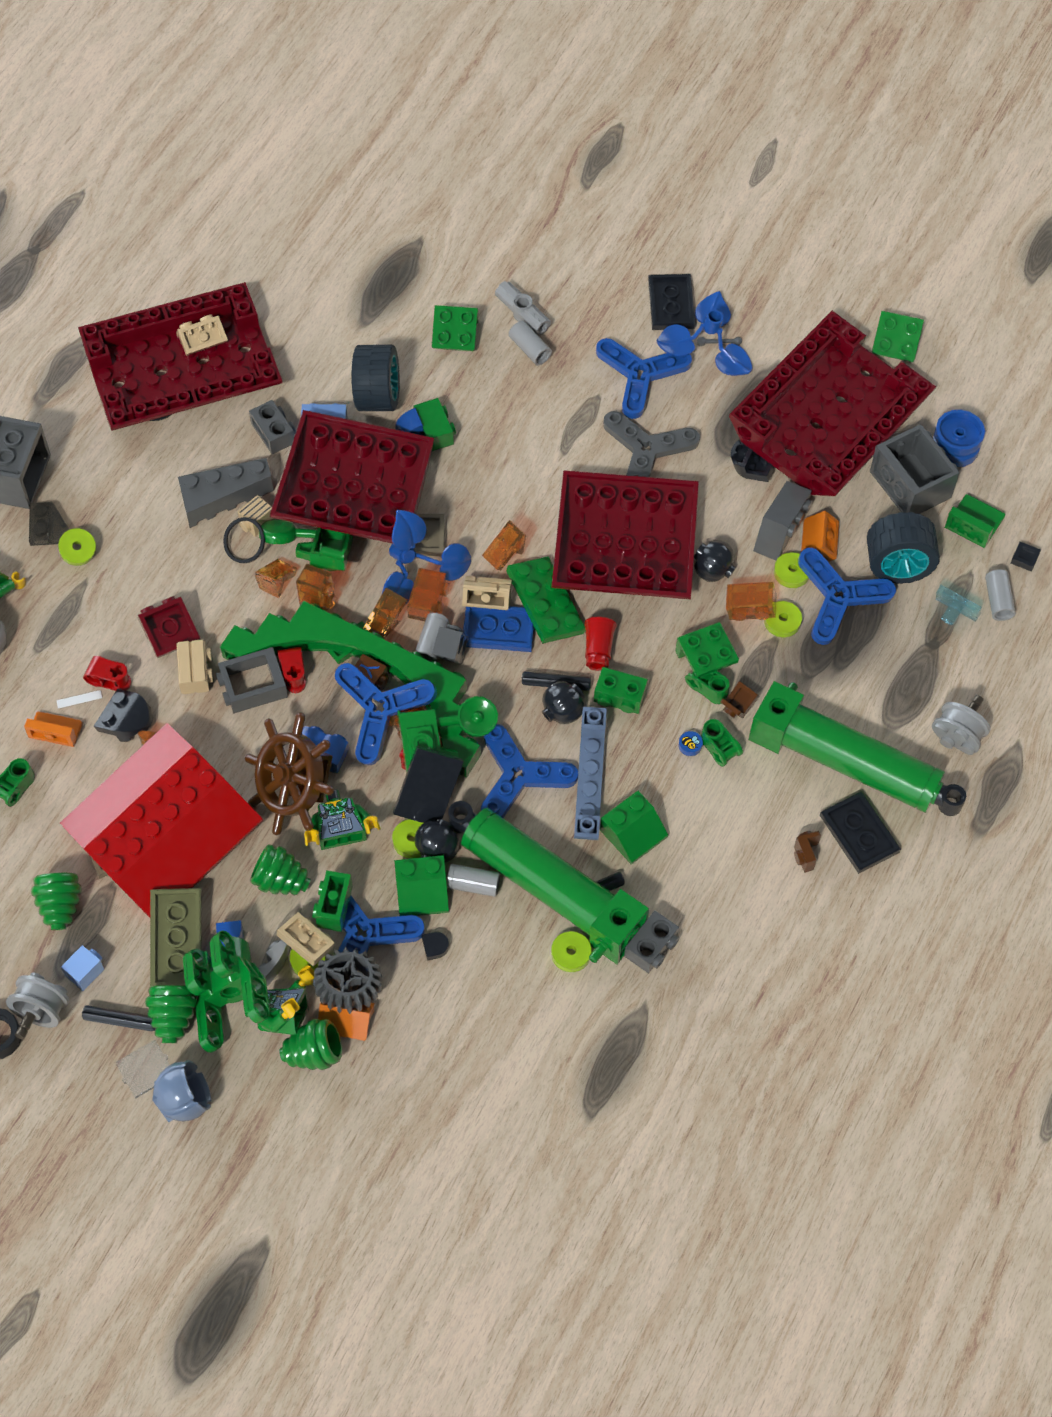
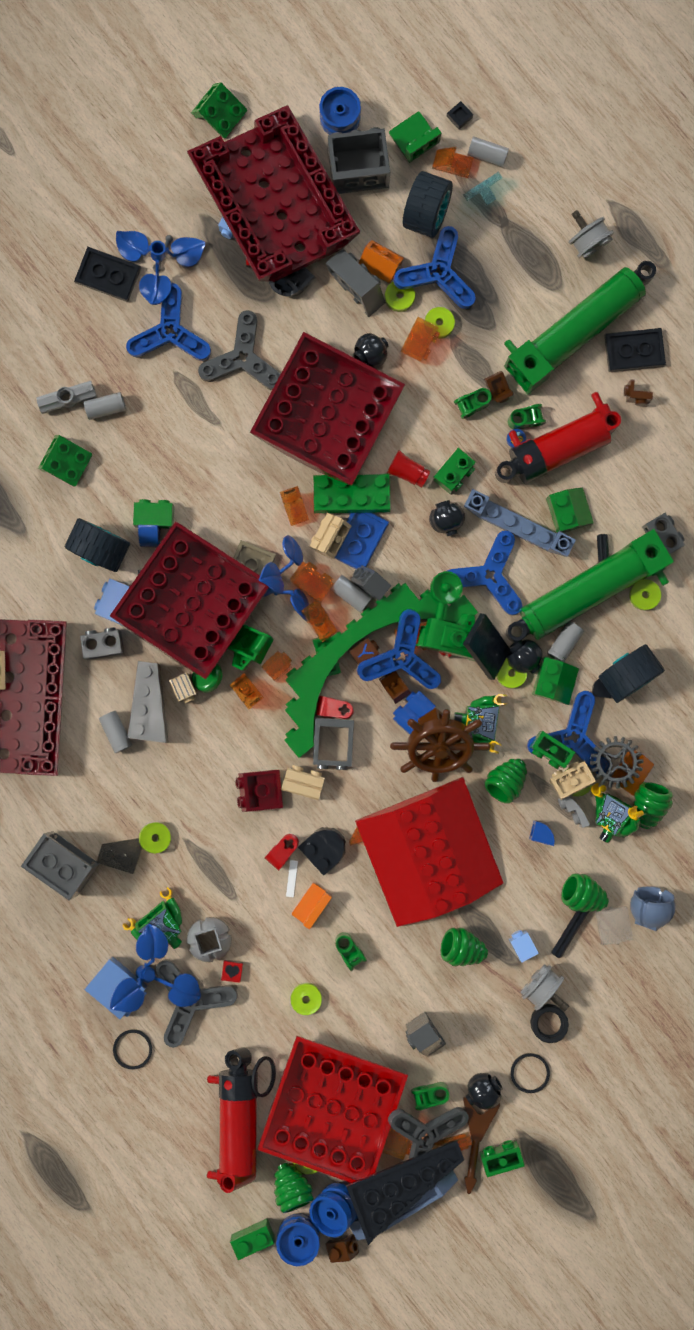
camera: 70 degrees left, 25 degrees up
(173, 932) = (527, 872): olive tile -> none
(187, 464) = (115, 731): none -> light grey pin
(221, 980) = (574, 849): green piece -> none
(226, 534) = (202, 690): black piece -> none
(344, 718) = (394, 686): none -> reddish brown bracket
(463, 955) = (631, 673): none -> black wheel
(548, 679) = (423, 514): black axle -> none
(703, 784) = (561, 445): none -> red piece
(707, 649) = (451, 391): green bracket -> none
(969, 569) = (451, 162): none -> clear orange slope

